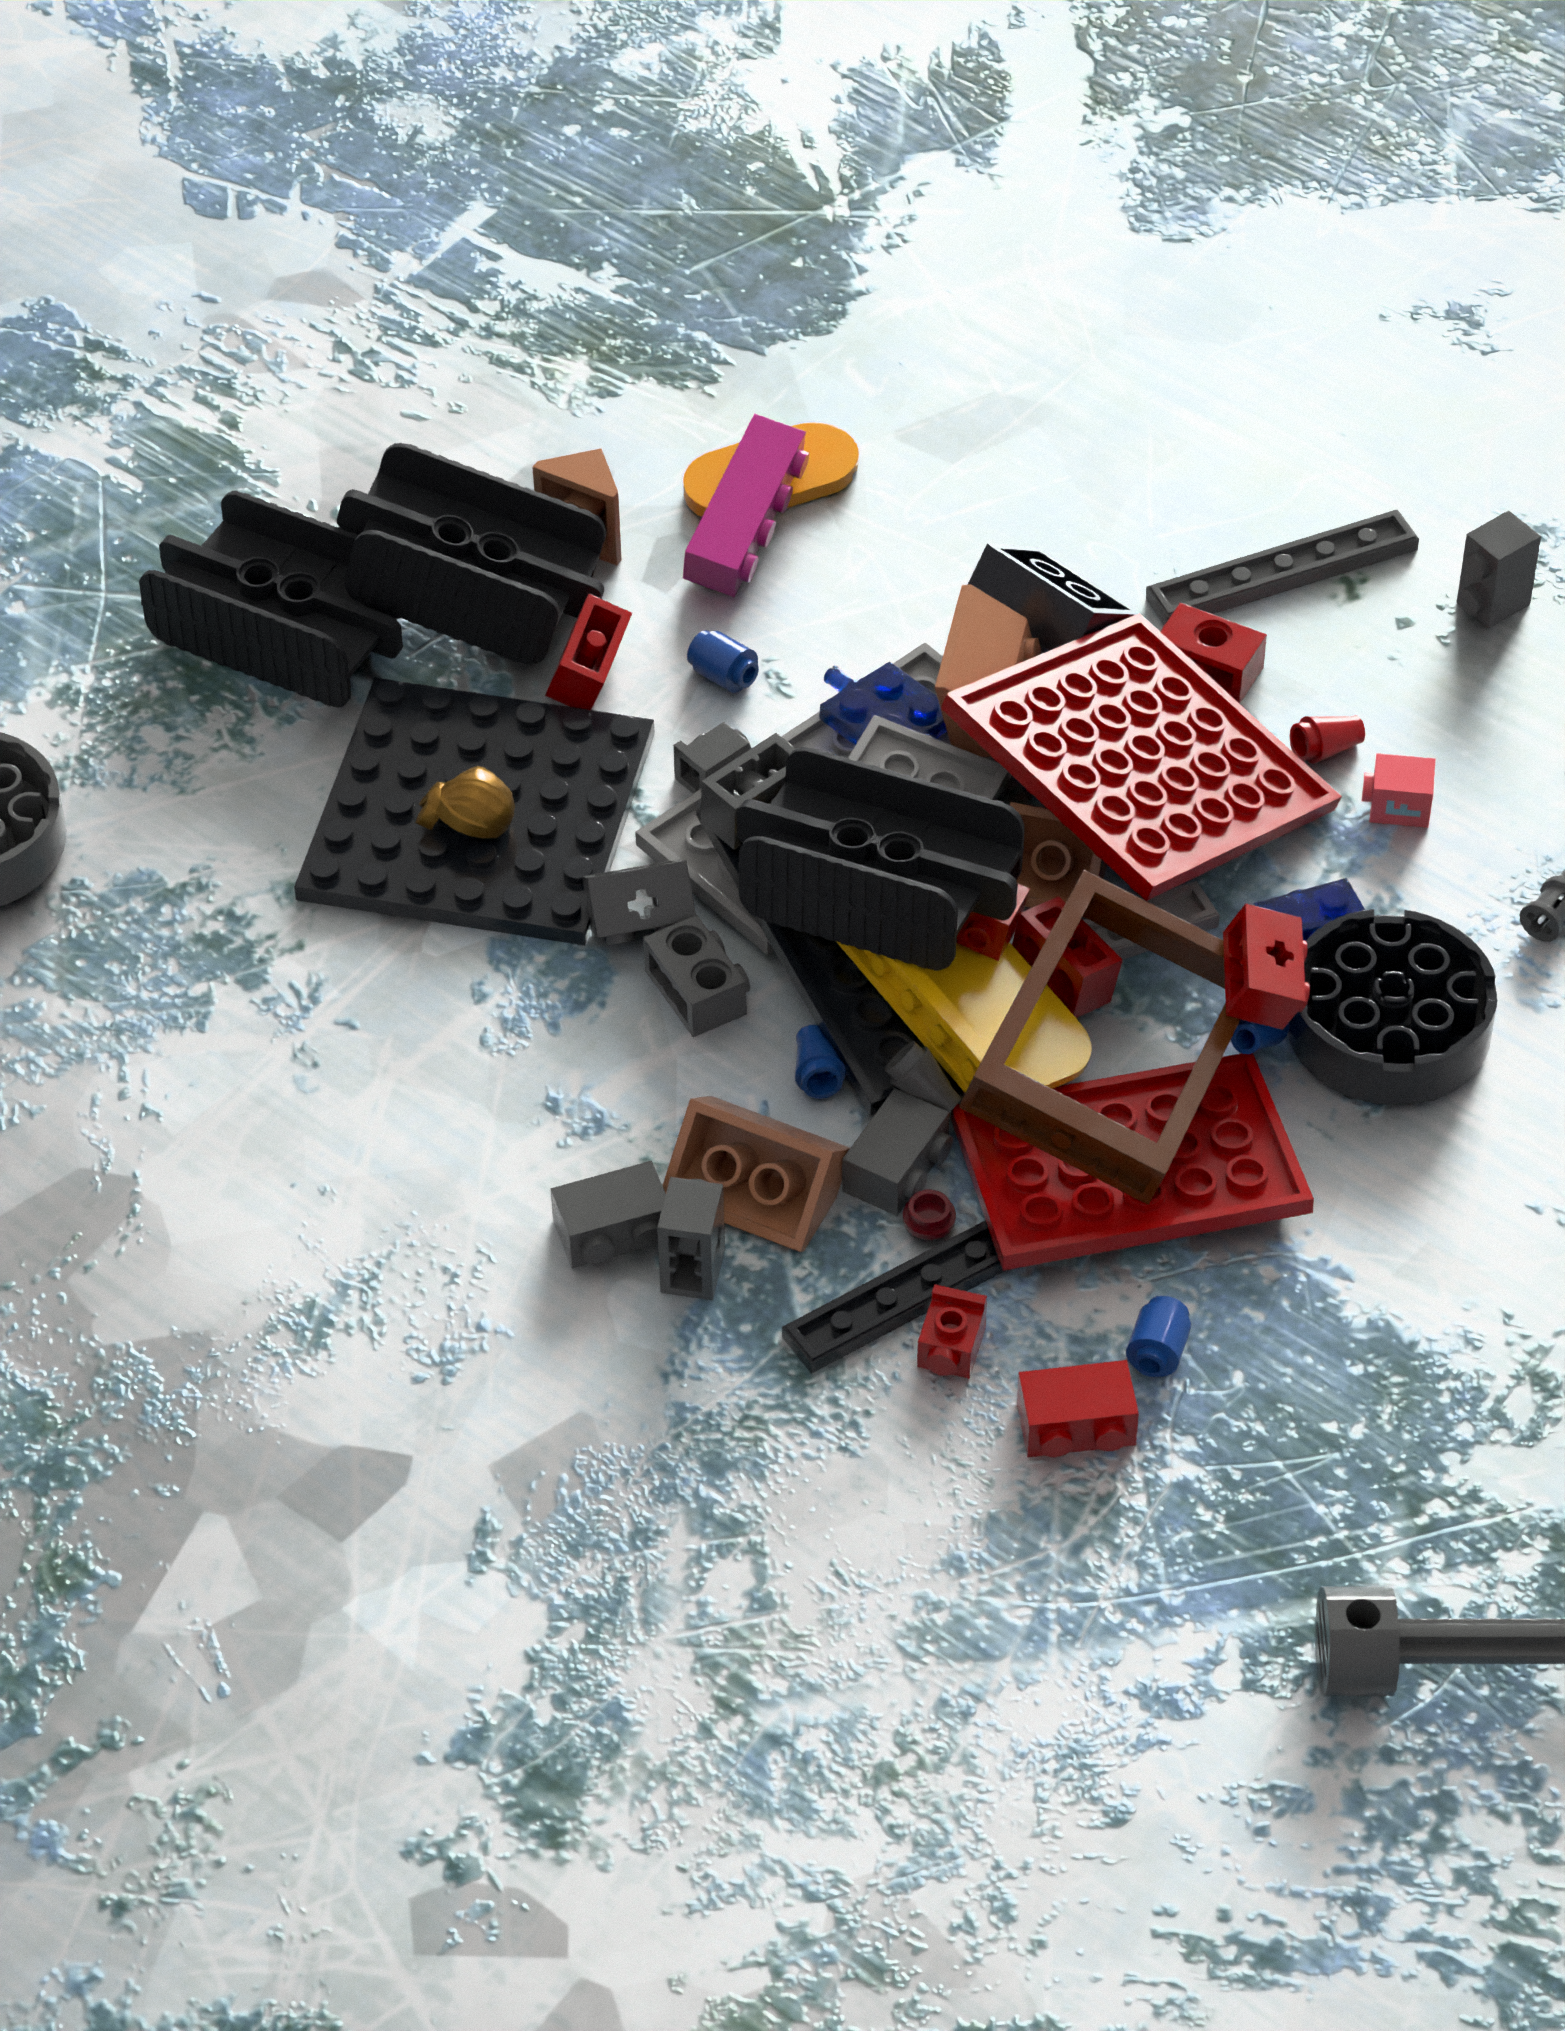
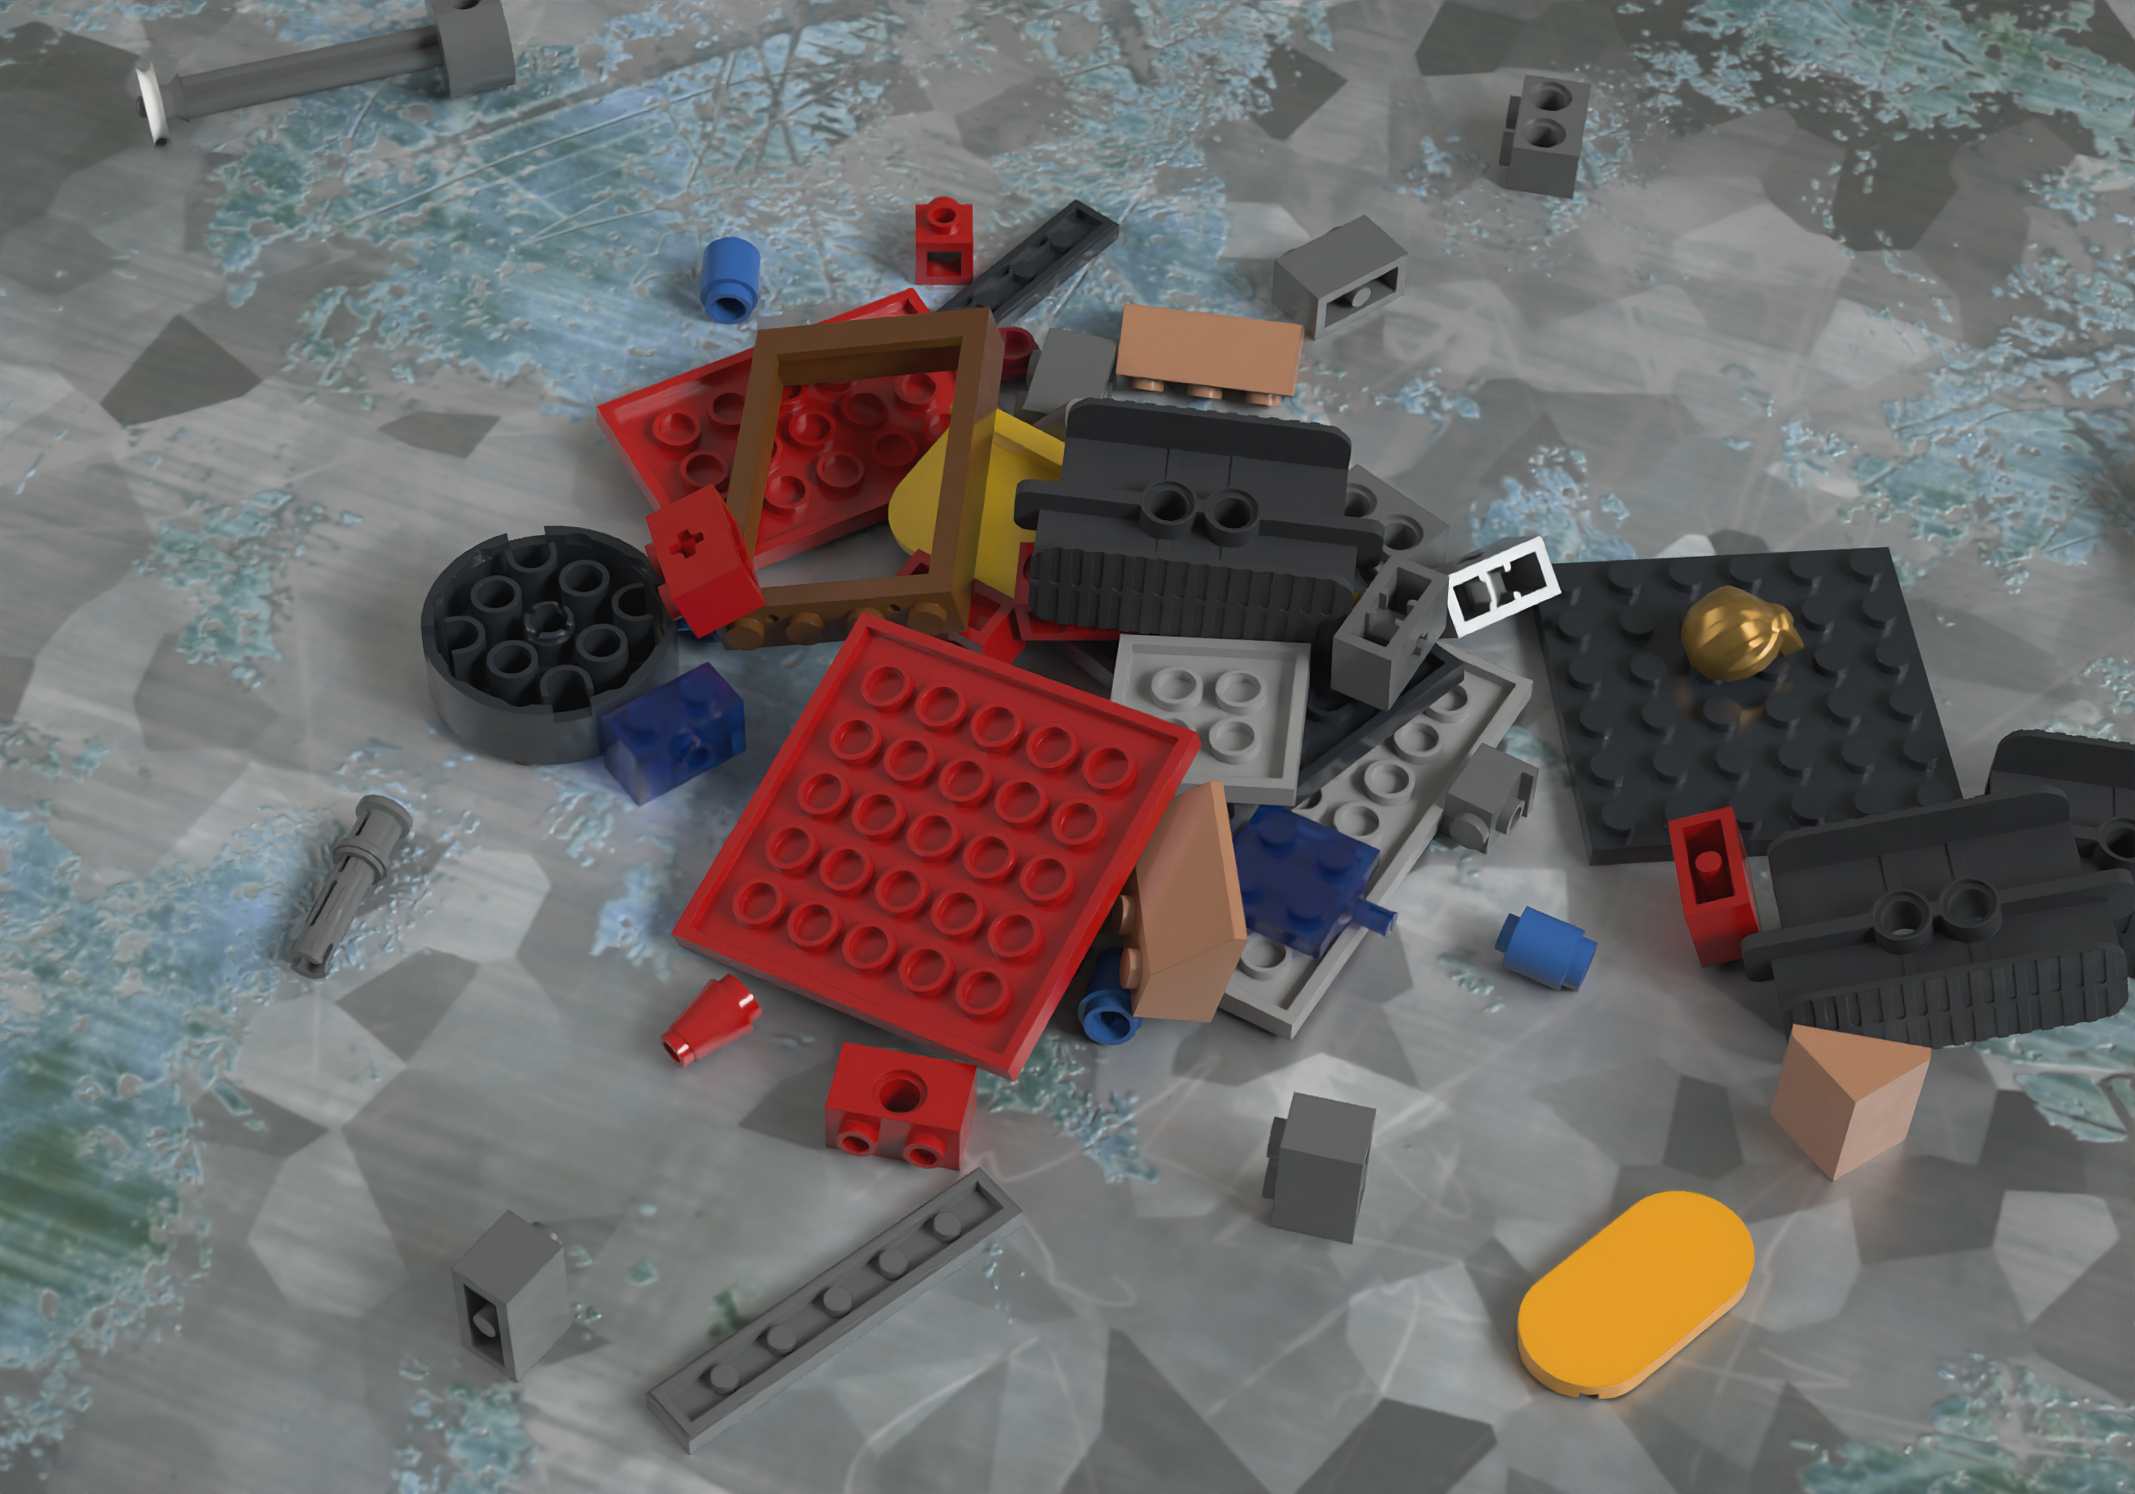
camera: 160 degrees right, 0 degrees up
(345, 1320) = (1546, 137): none -> dark grey brick
(691, 1238) = (1240, 235): dark grey brick -> none
(745, 505) = (1632, 1169): dark pink brick -> none
(948, 533) = (1319, 1166): none -> dark grey brick
(1047, 593) = (1133, 1077): black brick -> none
(1077, 1409) = (794, 197): red brick -> none
(1400, 790) = (595, 954): coral brick -> none

